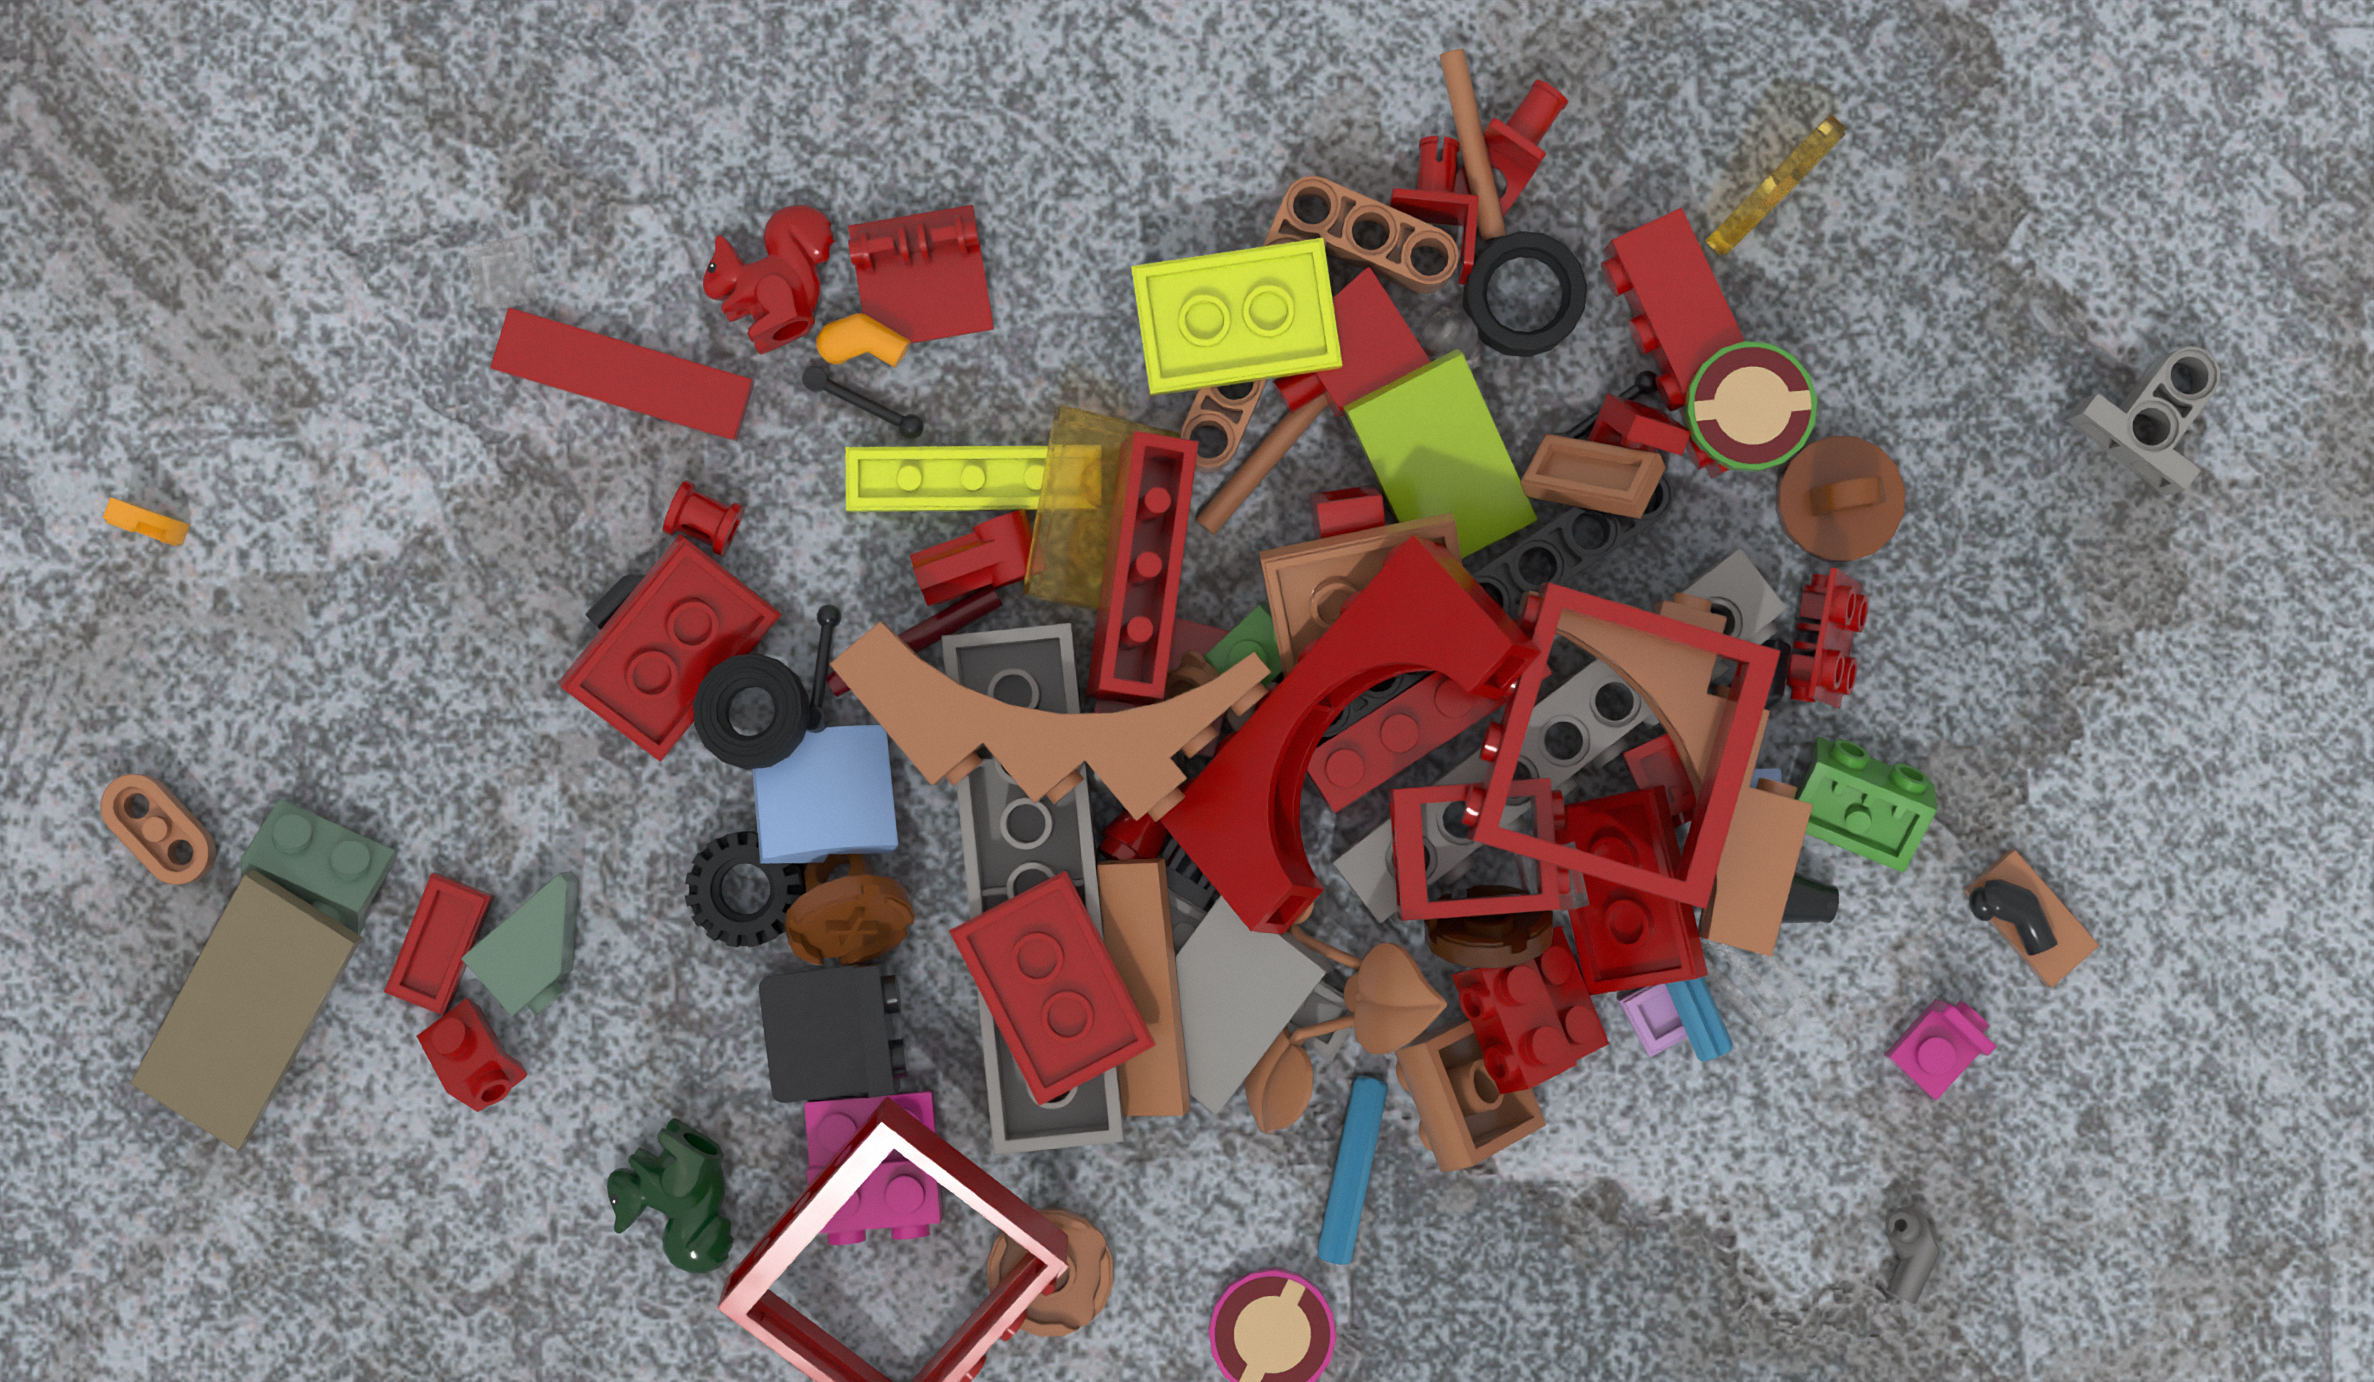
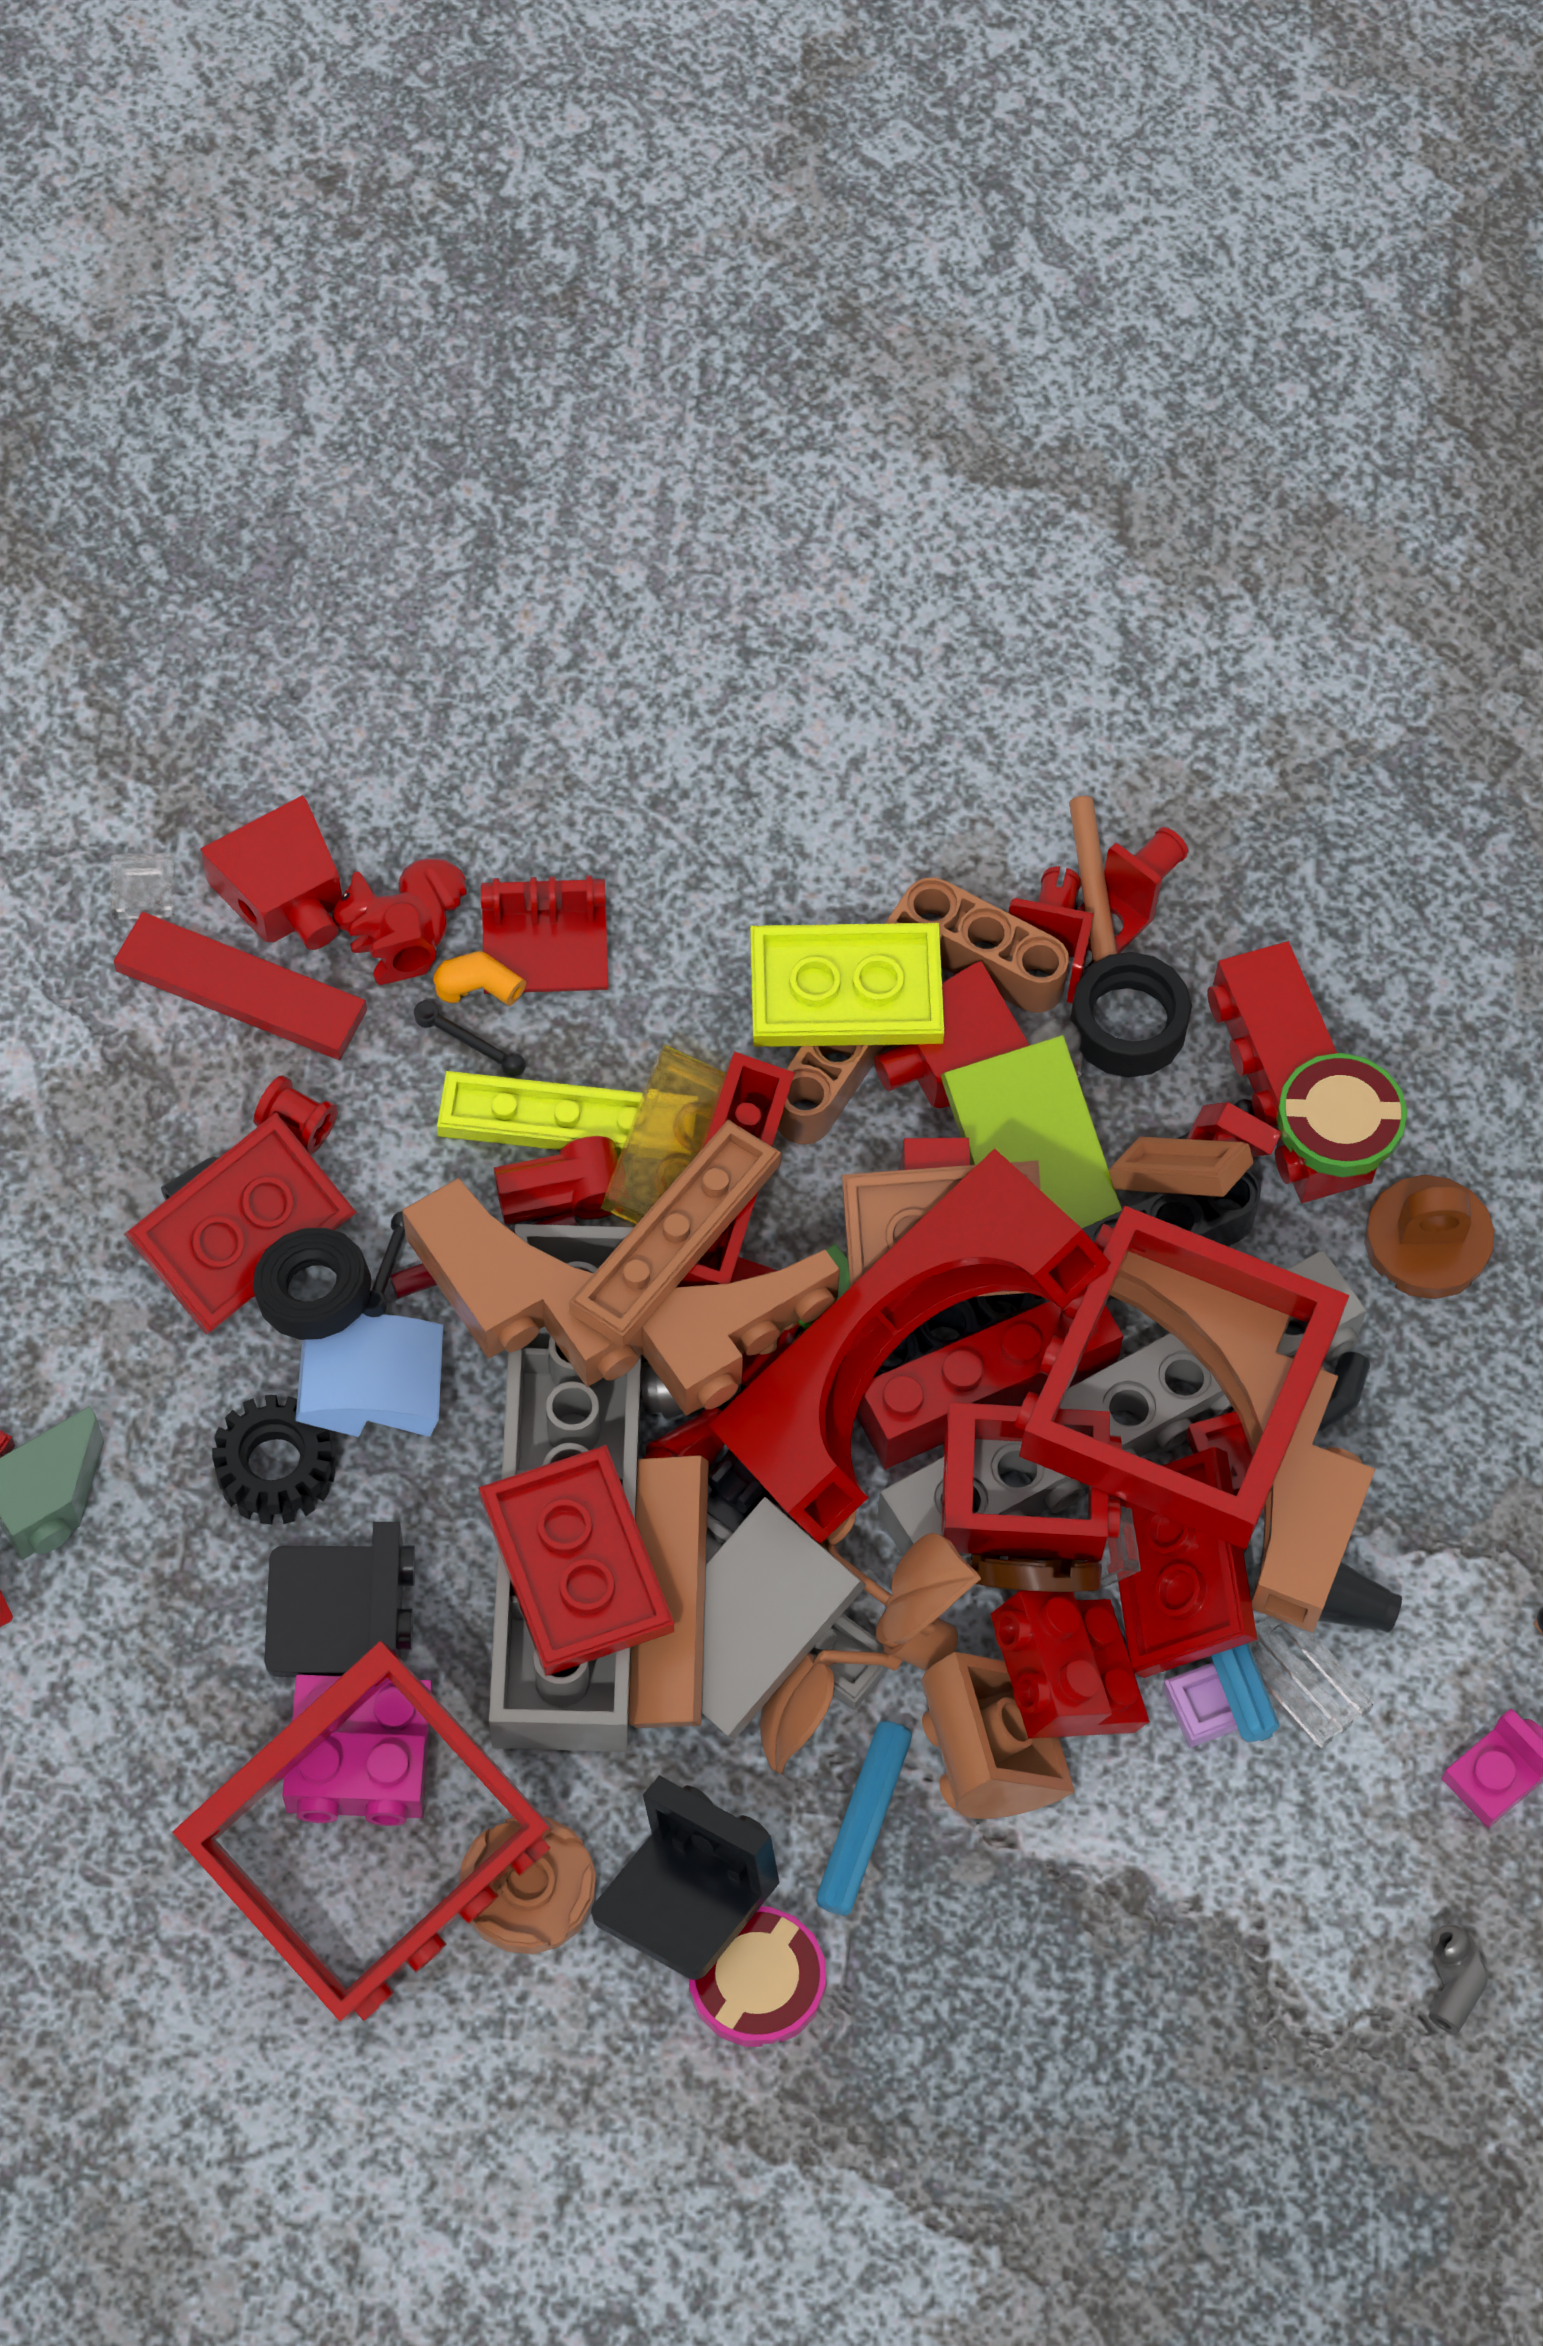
camera: 10 degrees right, 25 degrees down
(642, 249) = (278, 875): none -> red torso
(687, 1188) = (159, 1744): dark green animal -> none
(849, 916) = (375, 1478): dark orange tile -> none
(1104, 656) = (675, 1234): none -> nougat tile
(1197, 1271) = (689, 1881): none -> black bracket
(1259, 465) = (854, 1138): nougat bar -> none
(1777, 185) = (1391, 930): clear yellow tile -> none
(1842, 611) = (1408, 1353): red hinge -> none
(1866, 803) = (1432, 1519): bright green bracket -> none

